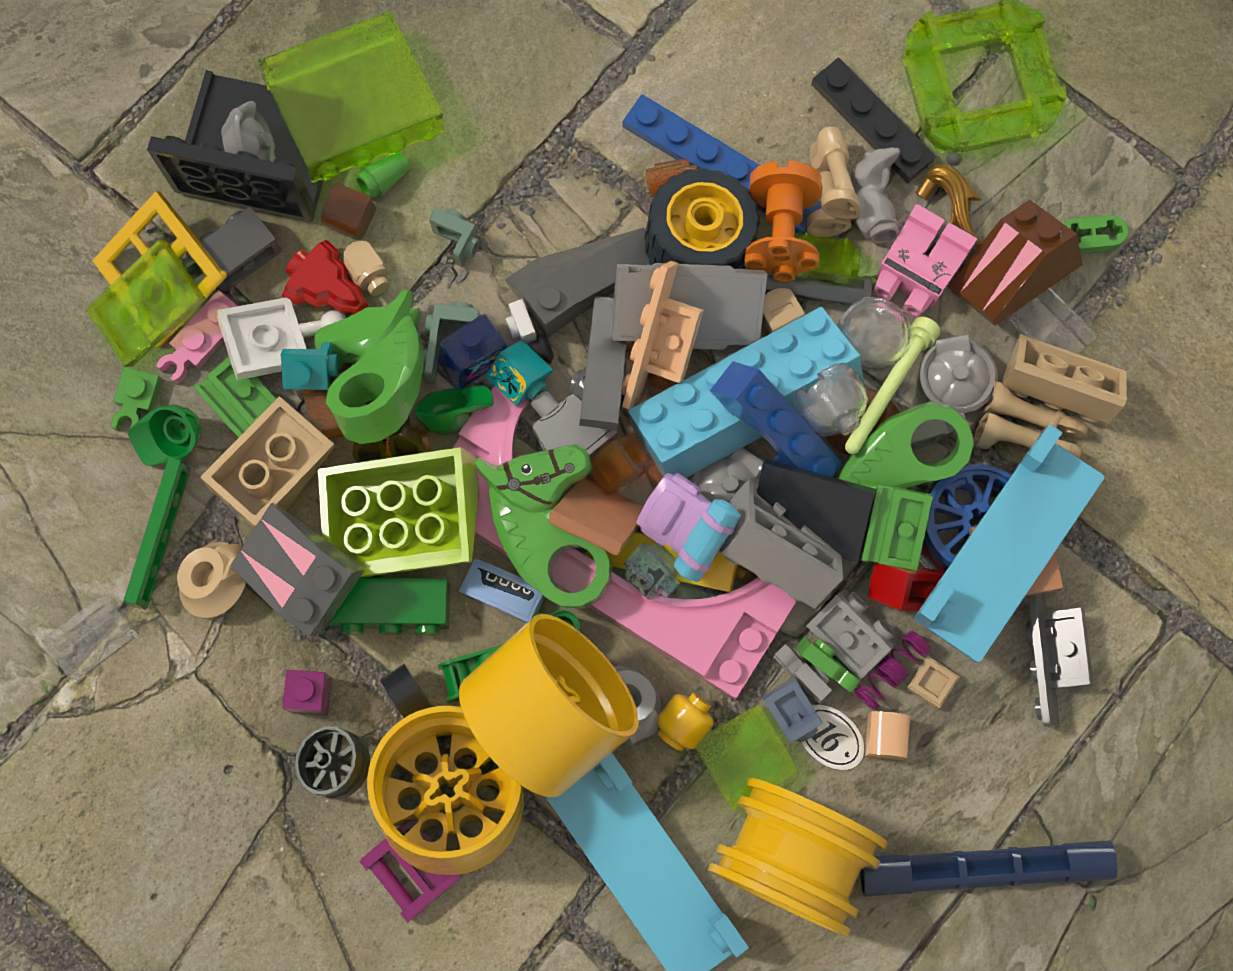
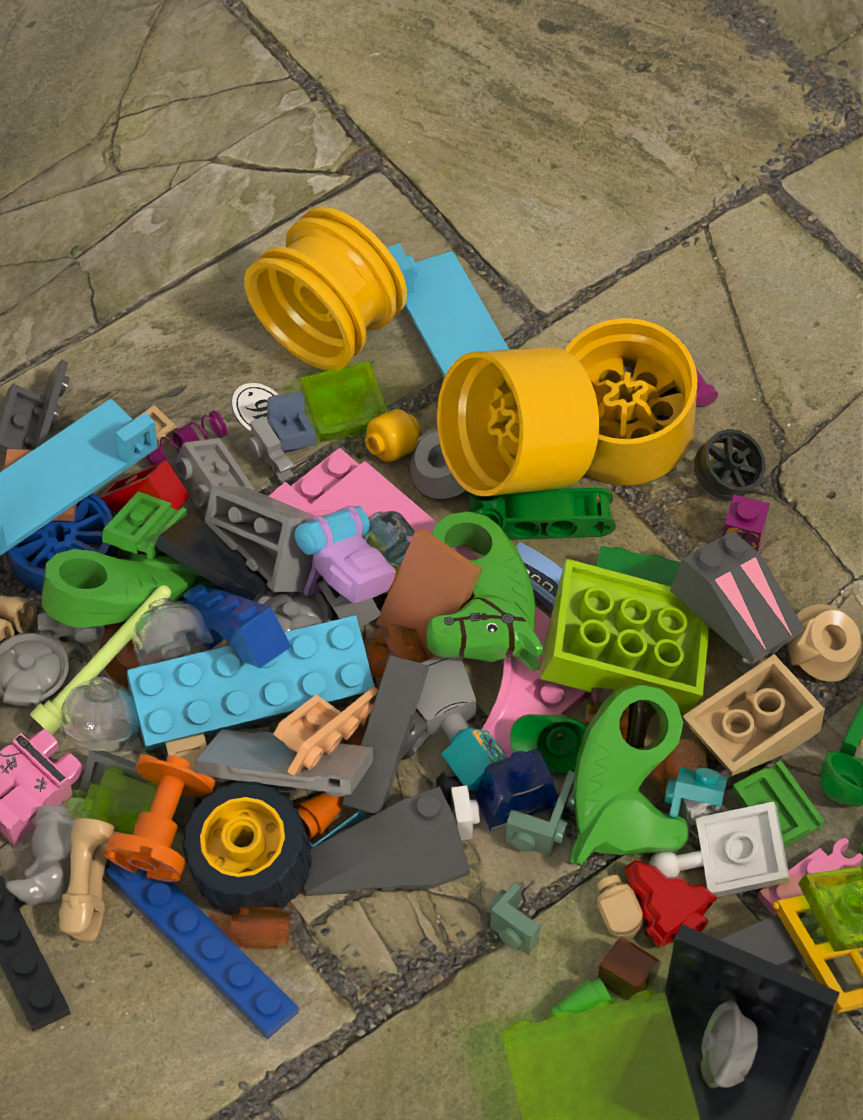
camera: 170 degrees left, 20 degrees down
(405, 691) = (650, 507): black piece -> none
(821, 656) = (250, 454): bright green plate -> none
(887, 735) = (210, 388): light nougat piece -> none
(990, 868) = (145, 278): dark blue piece -> none

